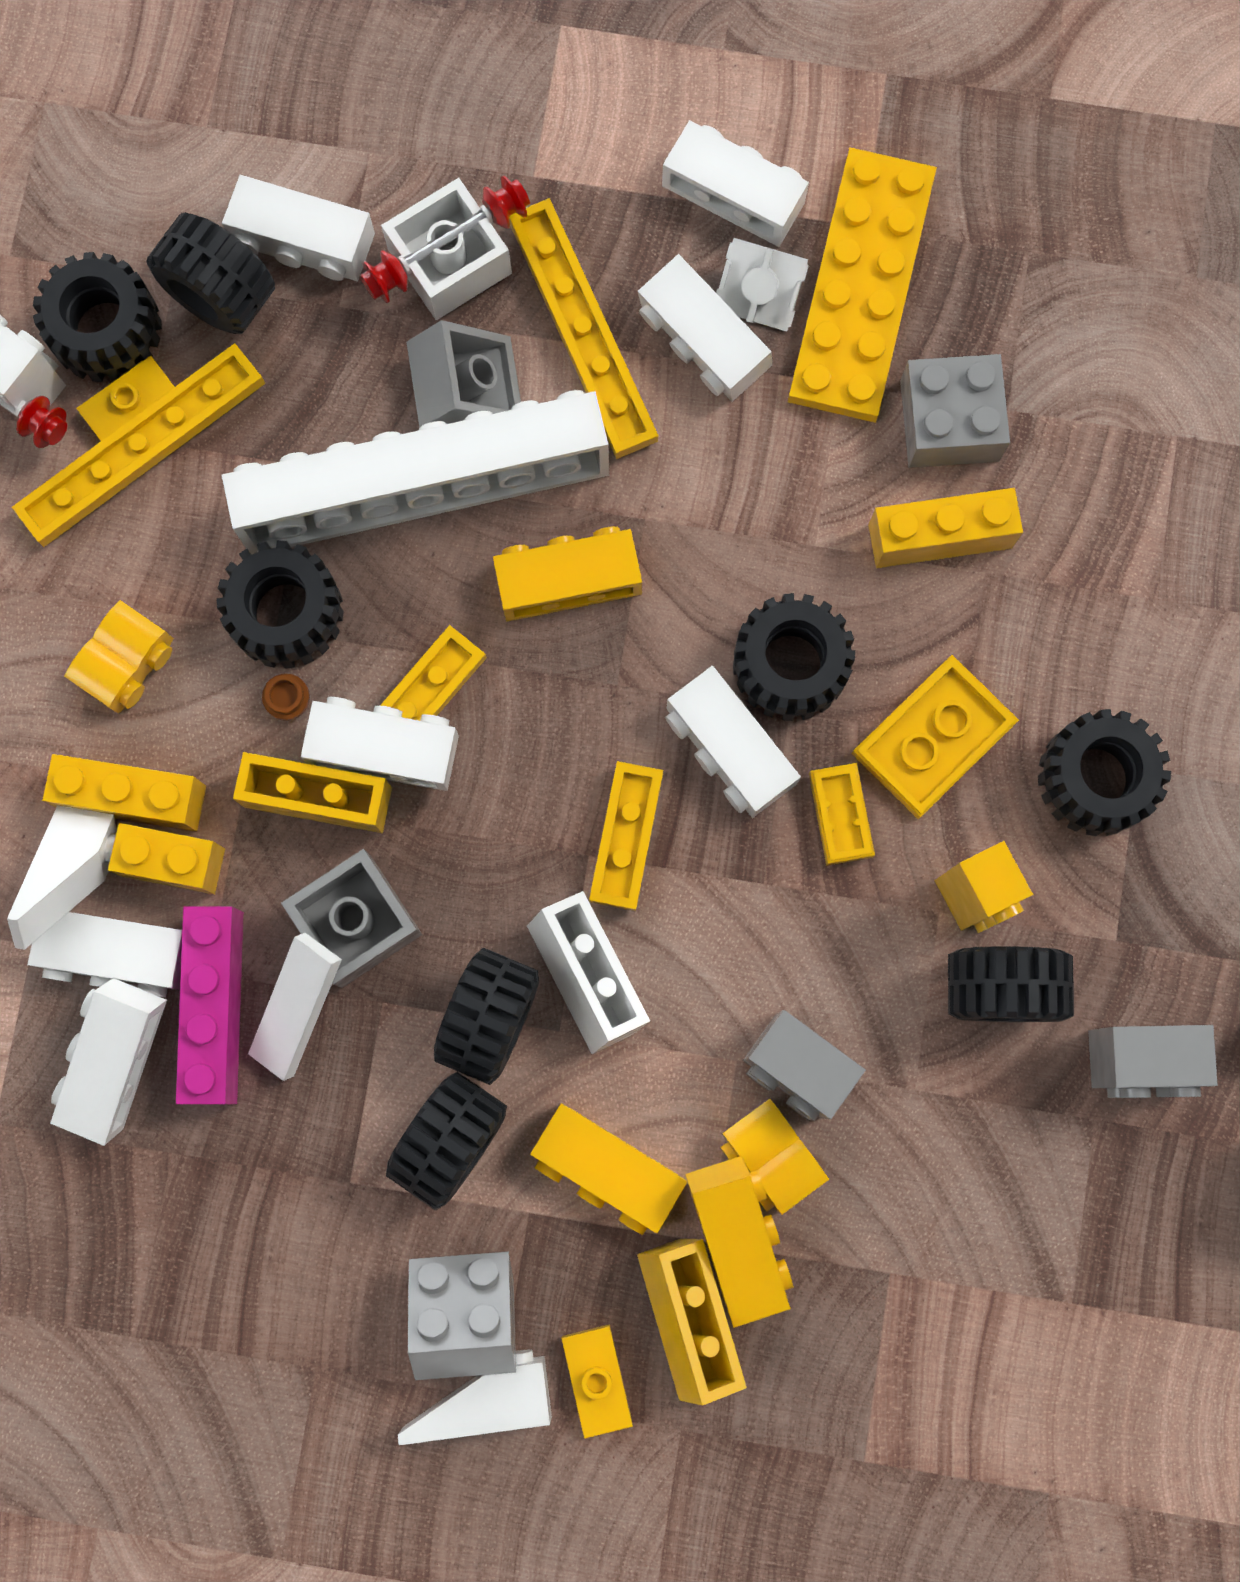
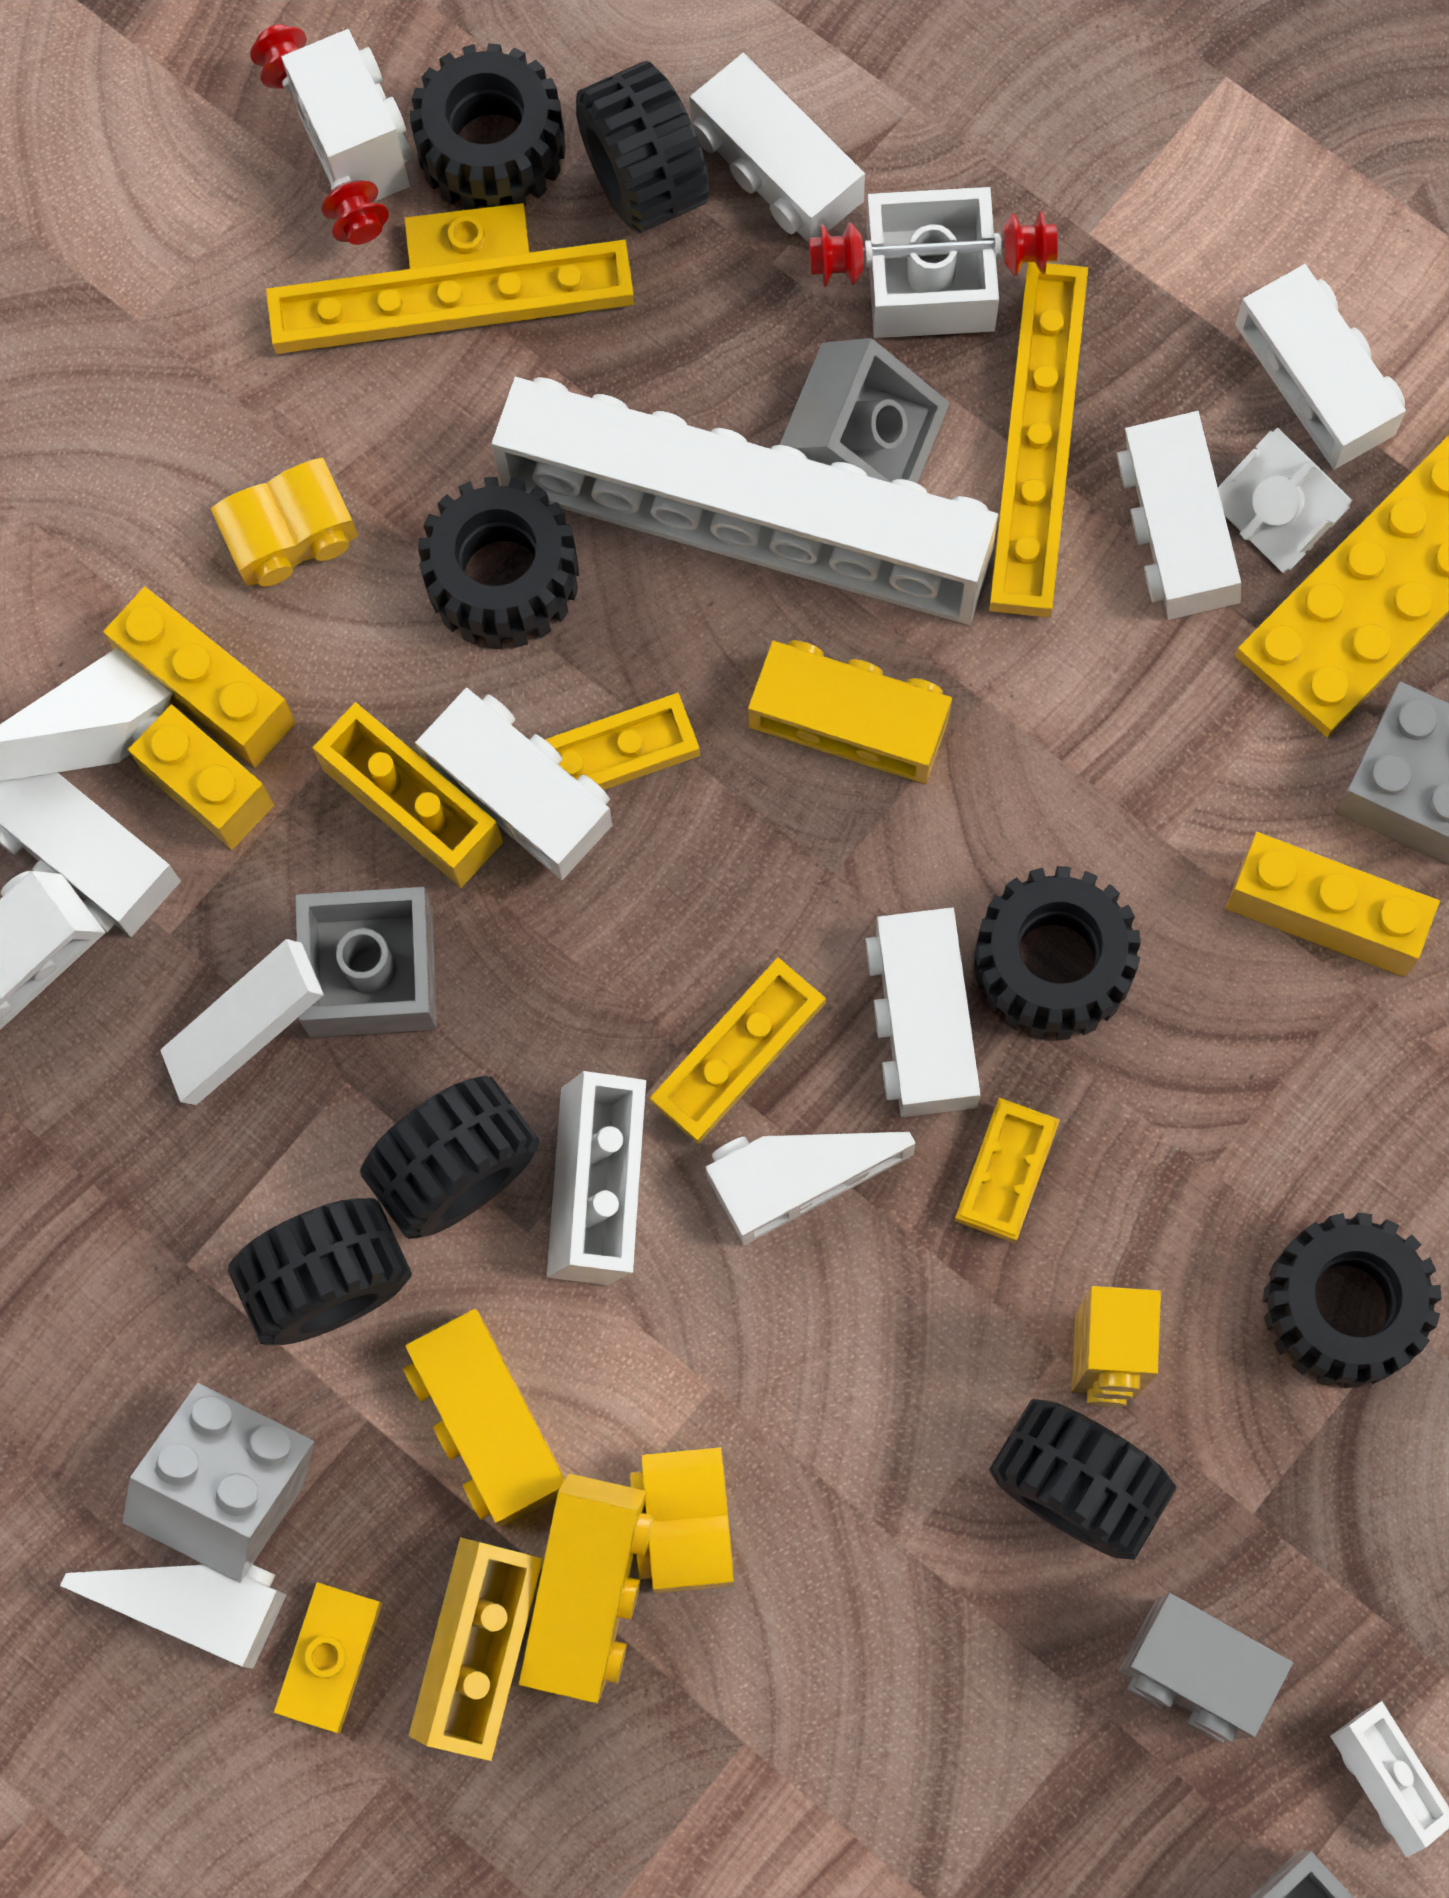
camera: 35 degrees right, 5 degrees down
(209, 1005) = (149, 969): dark pink brick -> none
(285, 697) = (444, 671): dark orange plate -> none
(706, 898) = (791, 1174): none -> white slope
(803, 1067) = (779, 1429): light grey brick -> none
(935, 736) = (1176, 1145): yellow tile -> none

